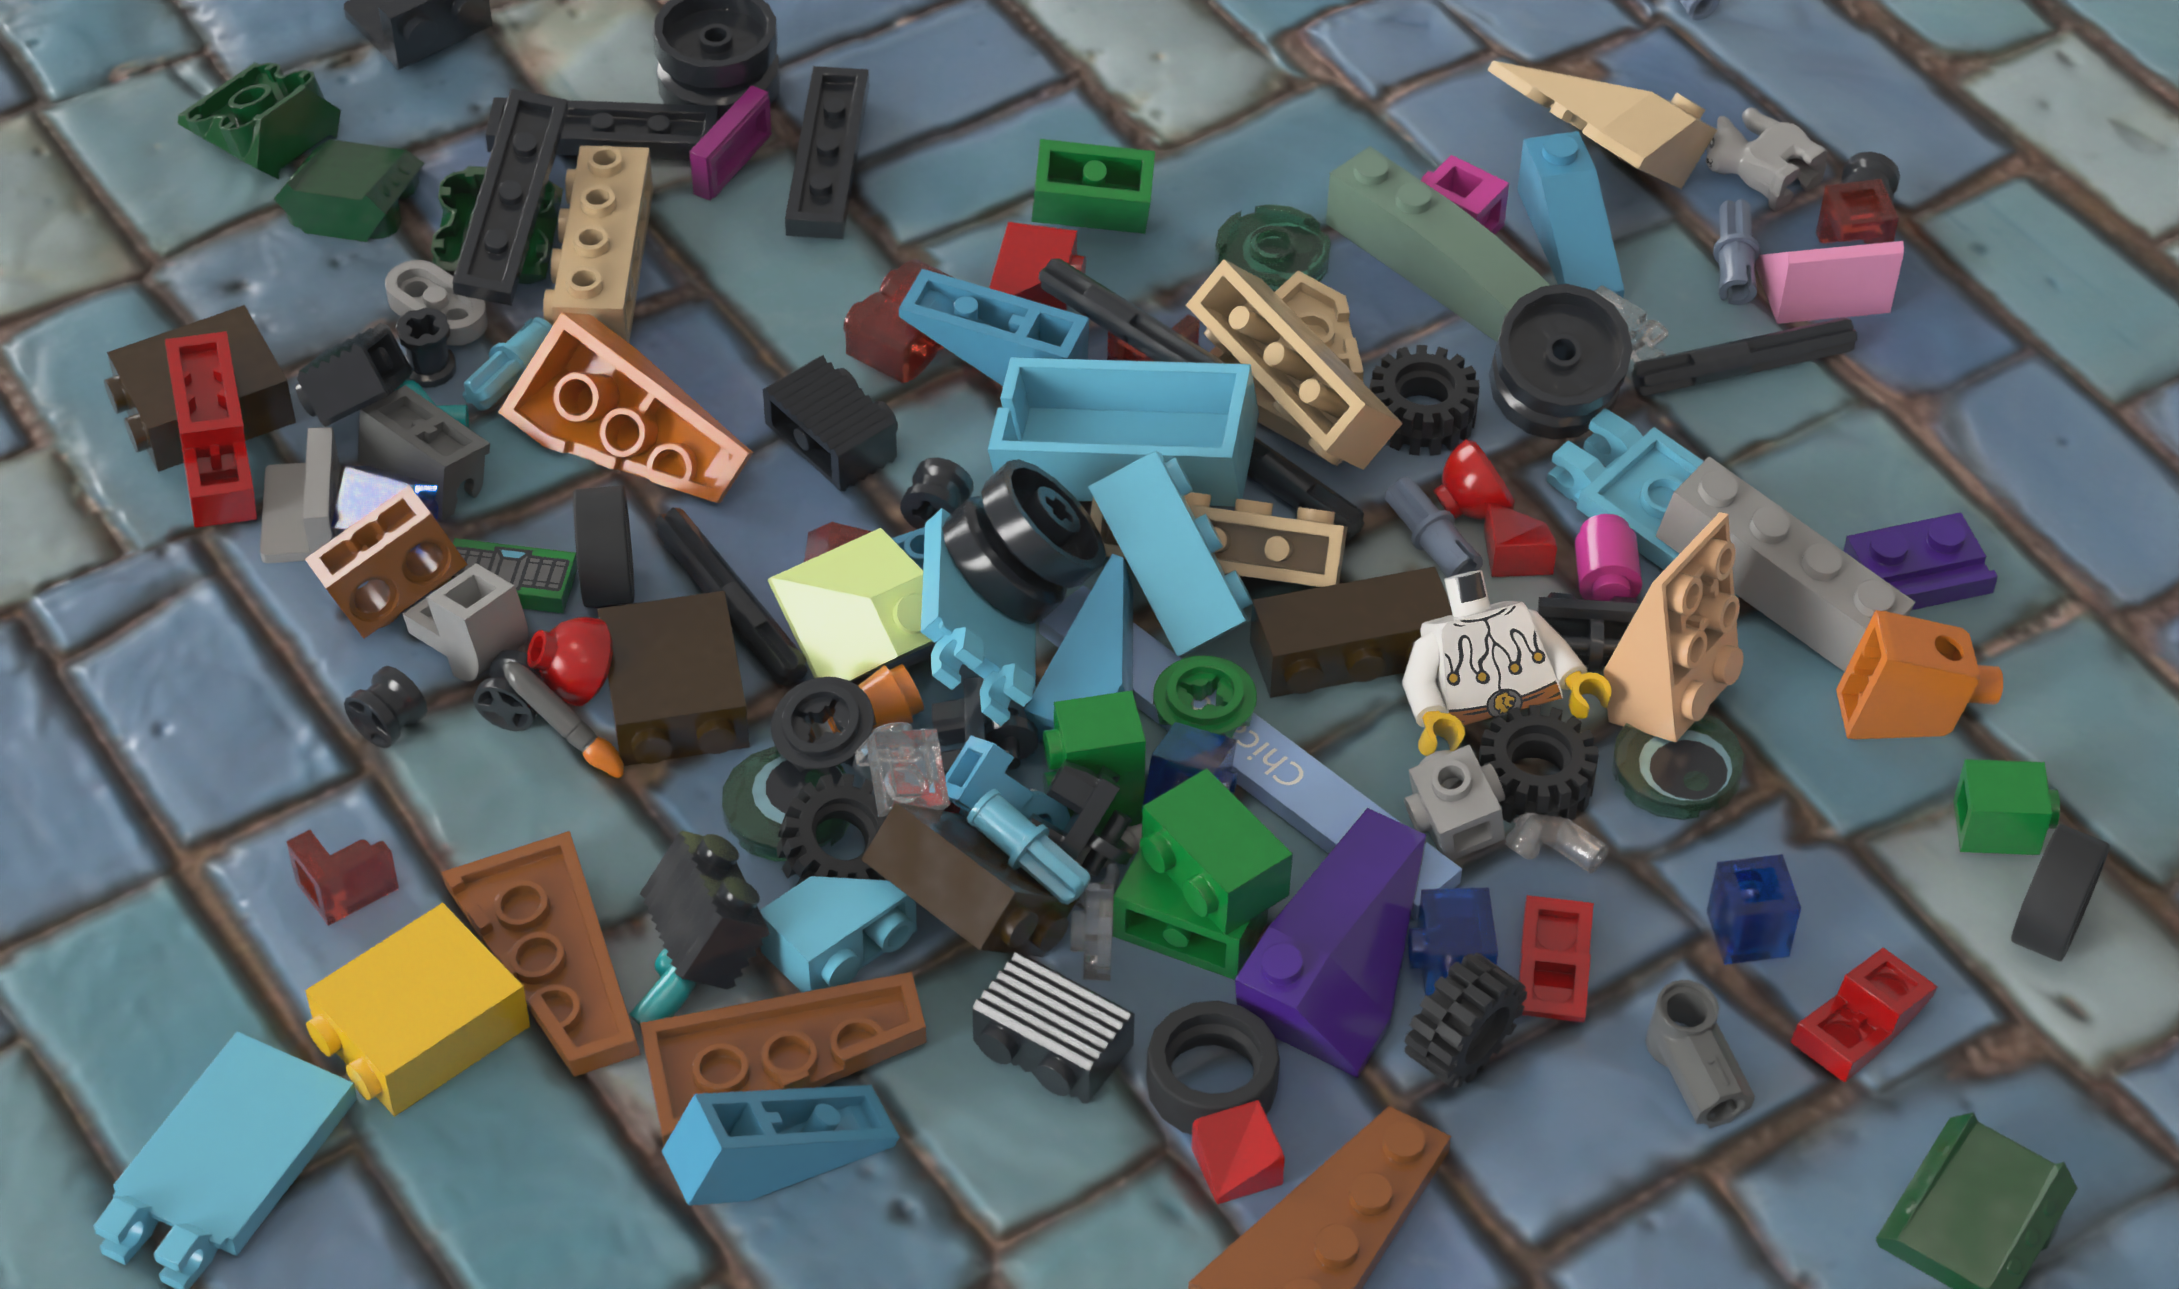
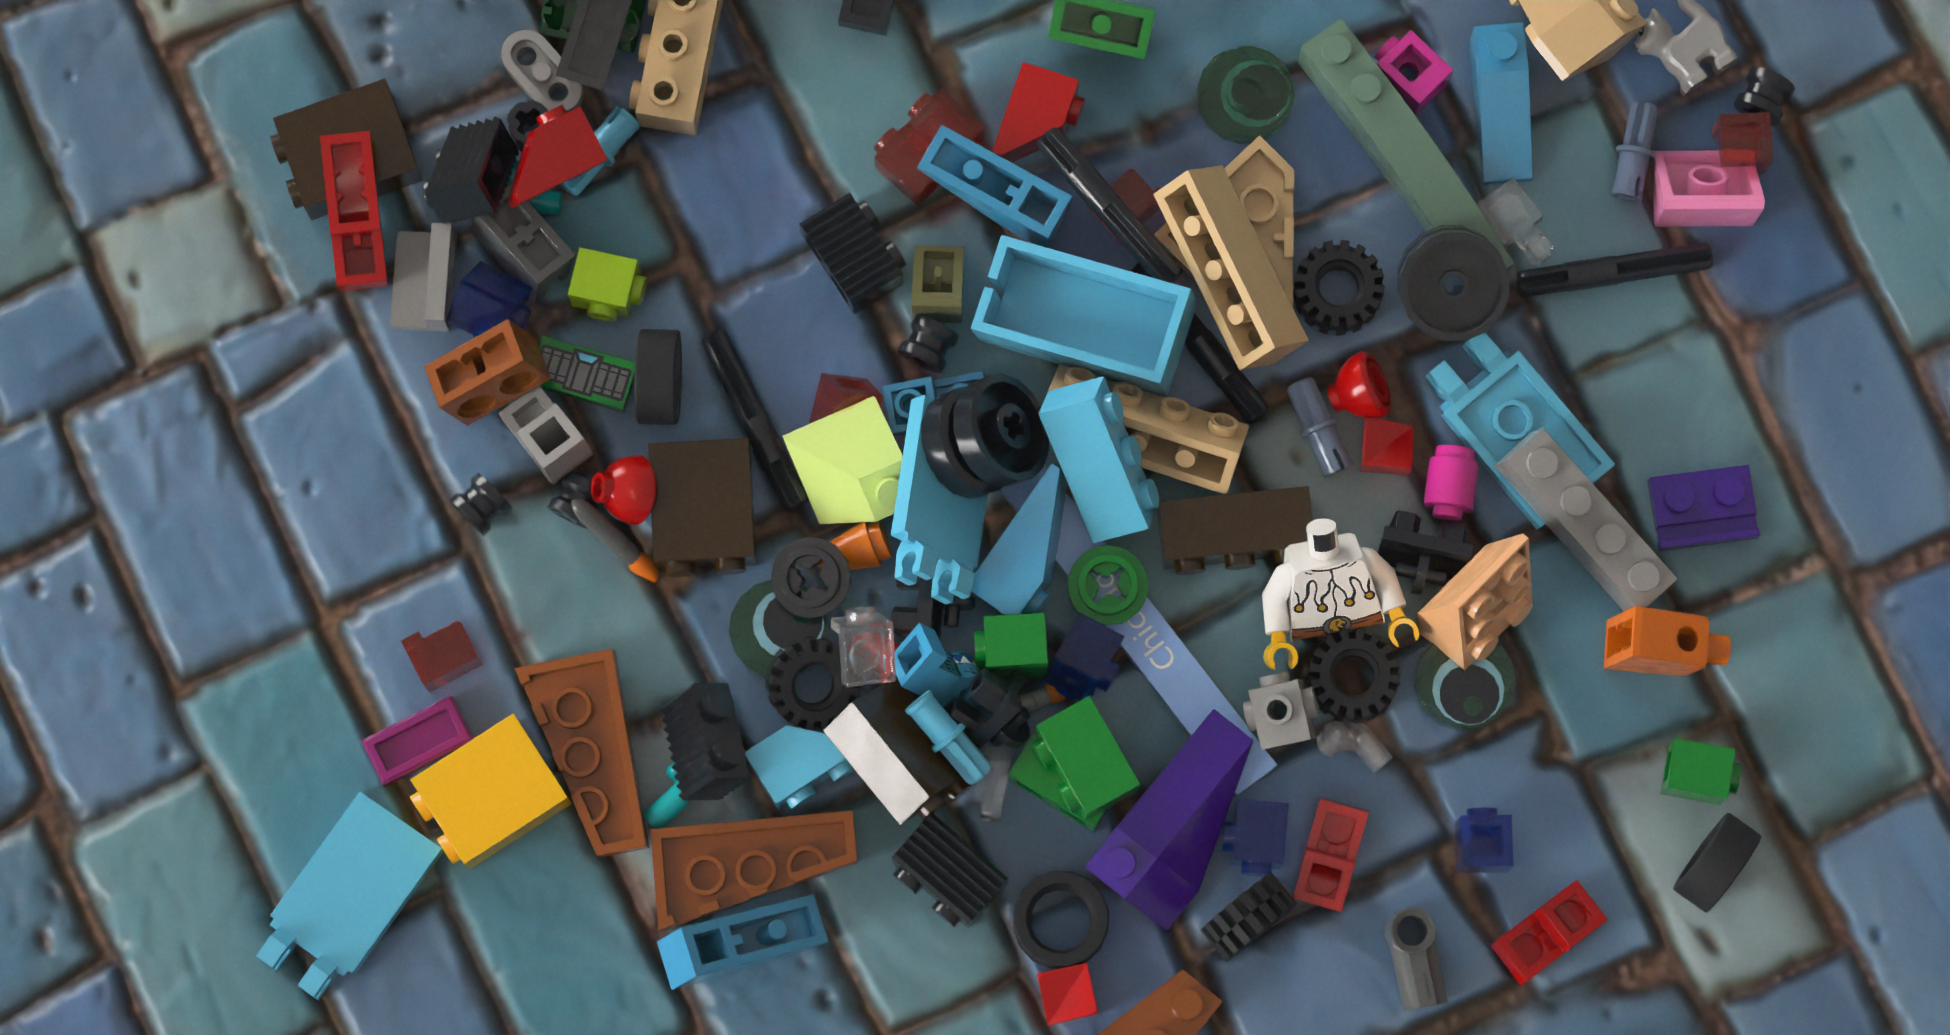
camera: 10 degrees right, 30 degrees up
(280, 983) = (417, 741): none -> magenta tile
(460, 342) = (555, 154): none -> red slope
(529, 478) = (606, 285): none -> lime brick
(614, 407) = (681, 212): orange wedge -> none
(943, 438) = (938, 283): none -> olive slope

